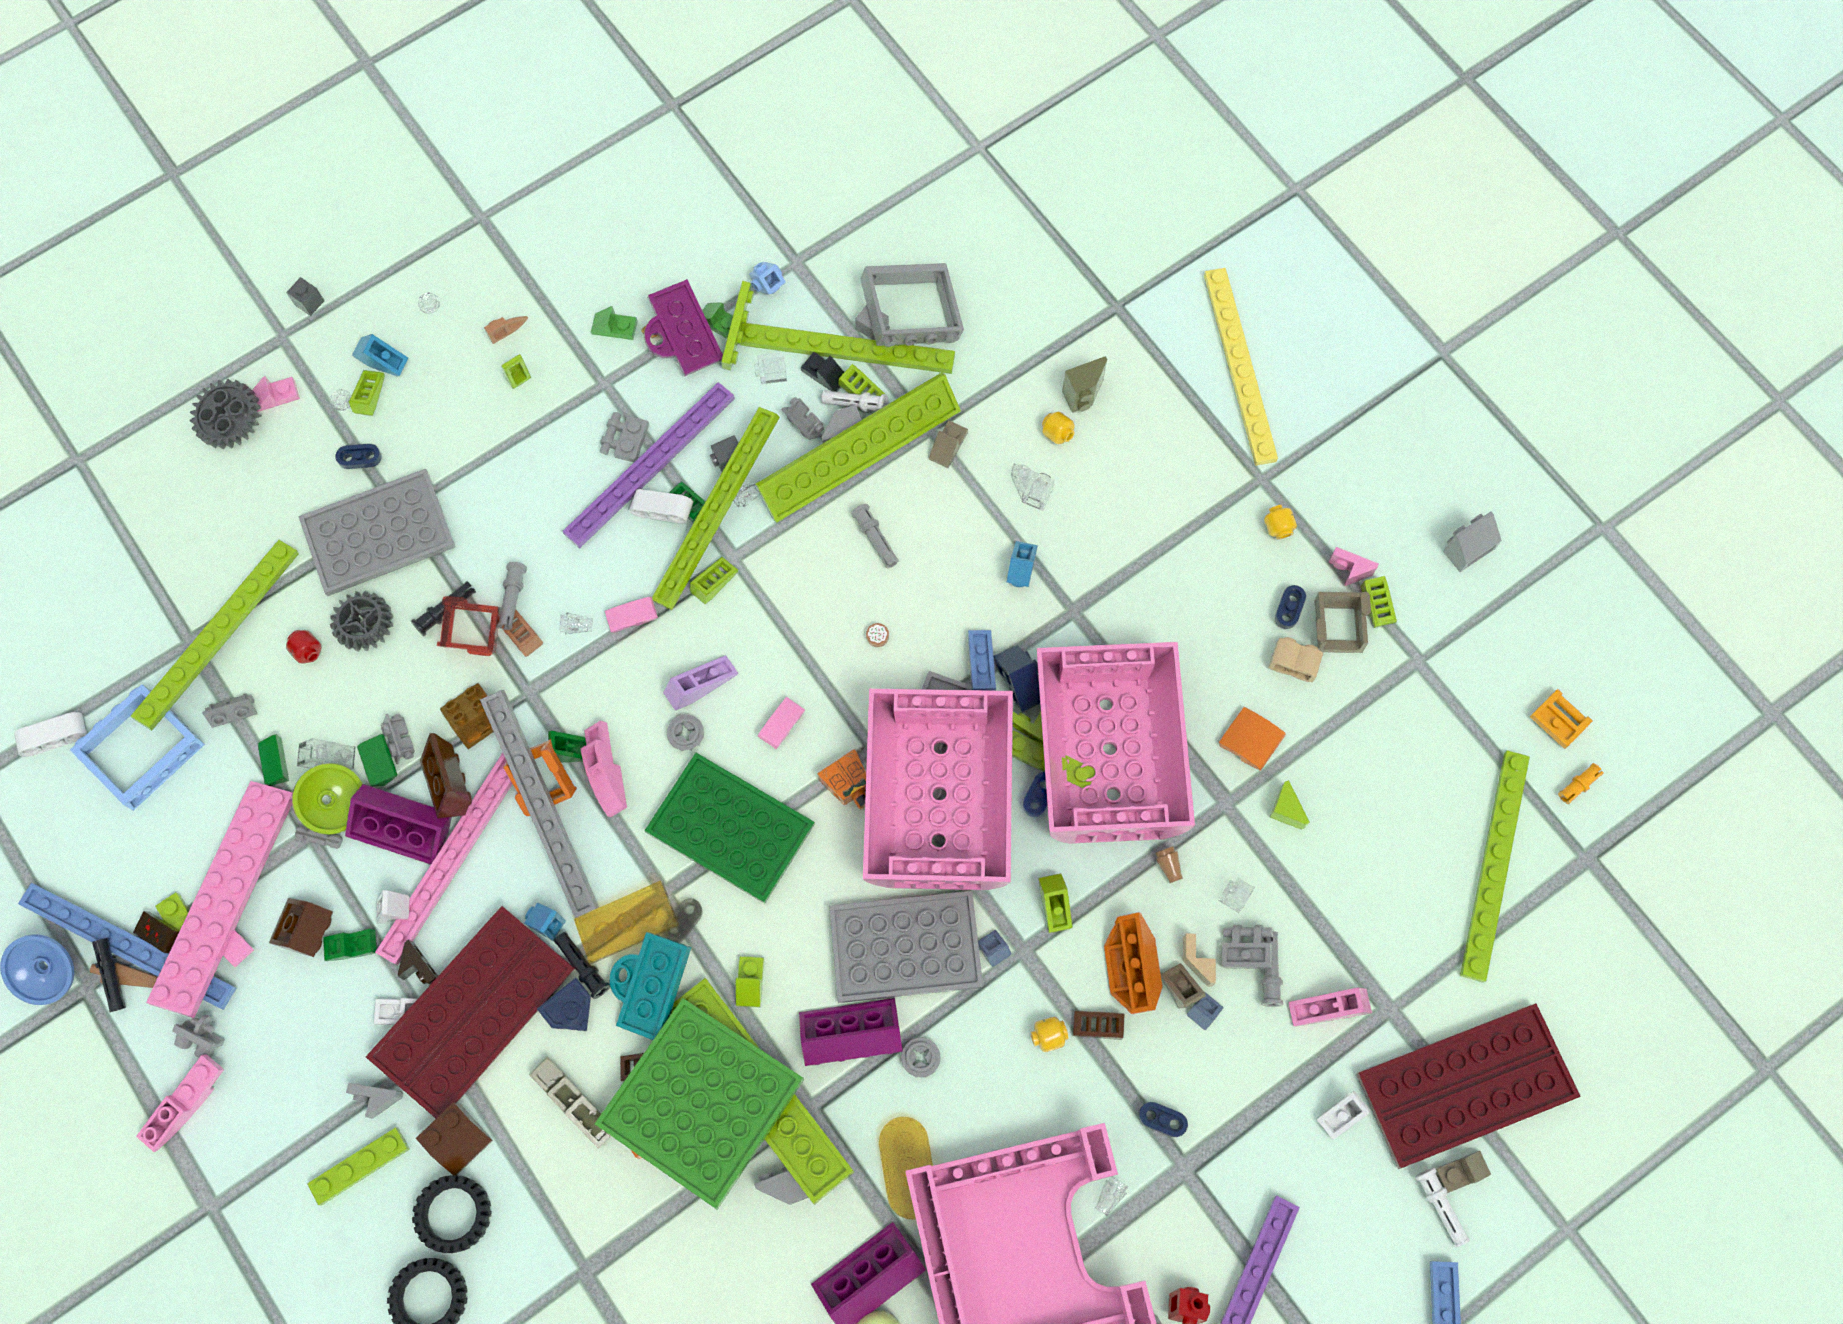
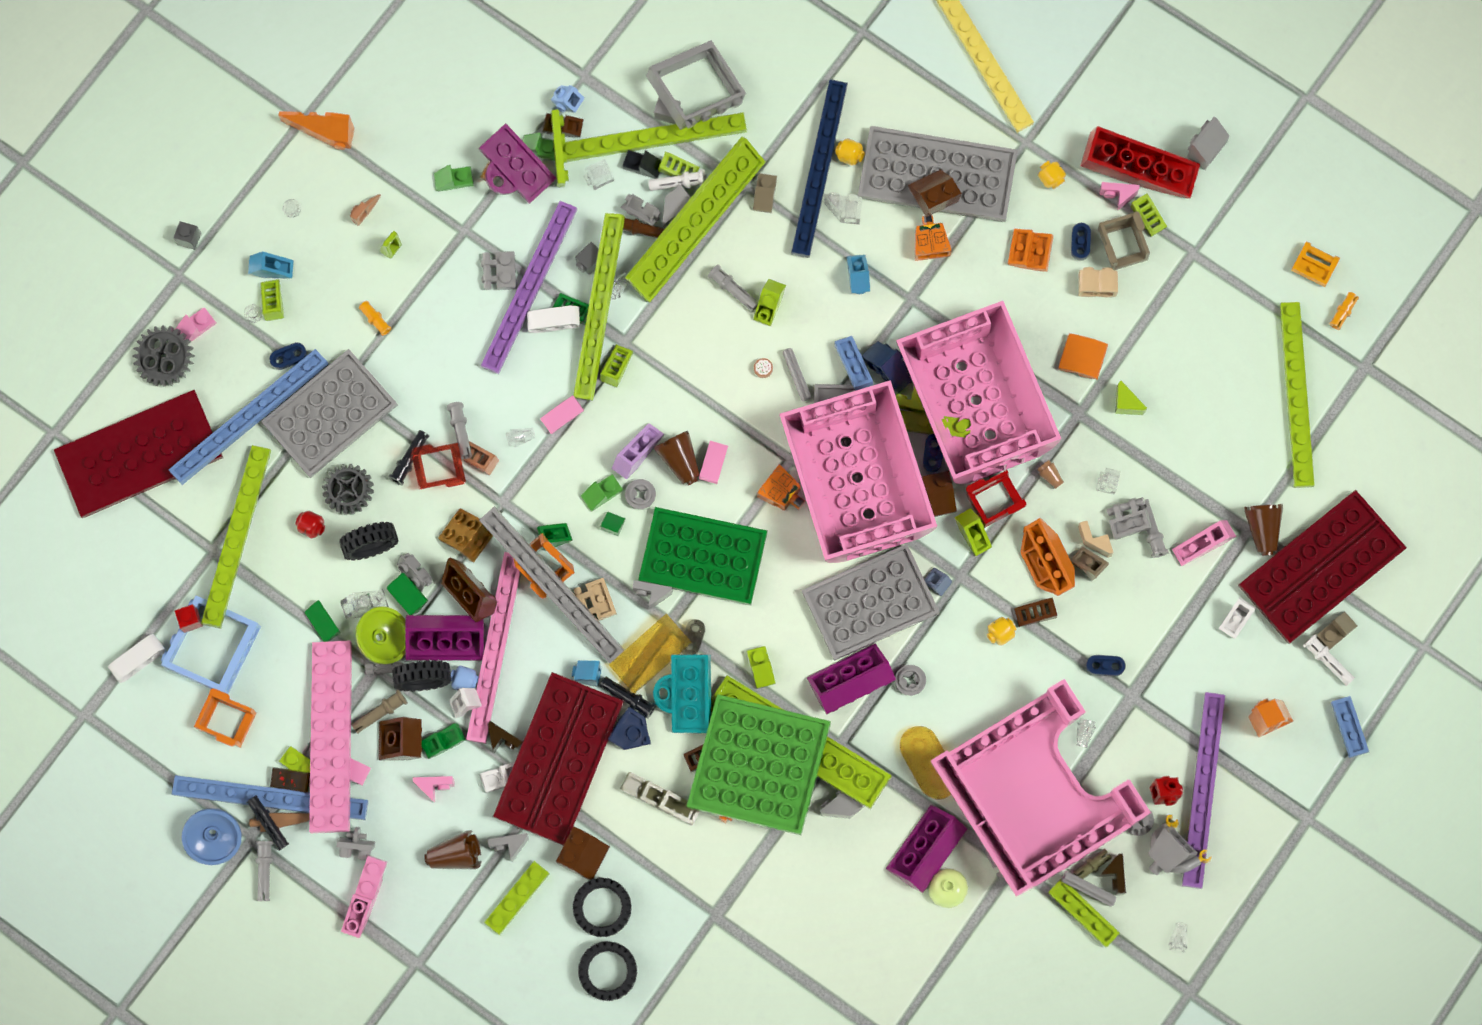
camera: 15 degrees left, 5 degrees up
(86, 1019) = (263, 860): none -> light grey pin
(99, 823) = (214, 697): none -> orange piece
(117, 706) = (188, 618): none -> red brick
(154, 510) = (132, 453): none -> dark red plate
(224, 713) = (265, 598): light grey hinge -> none
(285, 507) = (248, 417): none -> medium blue plate
(302, 883) = (387, 706): none -> dark tan pin
(308, 1087) = (455, 853): none -> reddish brown cone
(311, 994) = (428, 784): none -> bright pink slope
(349, 860) = (421, 676): none -> black tyre
(354, 685) = (368, 541): none -> black tyre
(401, 879) = (463, 678): none -> light blue head
(468, 445) = (375, 318): none -> light orange pin
(499, 229) = (332, 128): none -> orange wedge
(593, 837) = (600, 598): none -> tan plate
(602, 773) = (587, 544): bright pink slope -> none
(641, 756) = (612, 523): none -> green slope
(642, 717) = (601, 492): none -> bright green slope
(660, 853) = (657, 592): none -> light grey slope
(744, 704) = (680, 457): none -> reddish brown cone
(759, 310) = (571, 128): none -> reddish brown slope
(791, 436) = (635, 227): none -> reddish brown pin
(910, 563) = (769, 302): none -> lime slope
(912, 645) = (796, 374): none -> light grey axle
(1016, 437) = (819, 168): none -> dark blue plate
(1029, 844) = (940, 493): none -> reddish brown slope
(1083, 384) = (857, 110): olive slope -> none
(1083, 851) = (982, 485): none -> red piece
(1117, 552) = (931, 240): none -> orange torso
(1140, 500) = (935, 192): none -> reddish brown slope
(1150, 482) = (902, 157): none -> light grey plate
(1205, 1011) = (1112, 576): sand blue slope -> none
(1229, 598) = (1030, 250): none -> orange slope
(1347, 1256) = (1269, 716): none -> orange wedge
(1386, 540) = (1139, 163): none -> red slope
(1411, 1012) = (1265, 526): none -> reddish brown cone

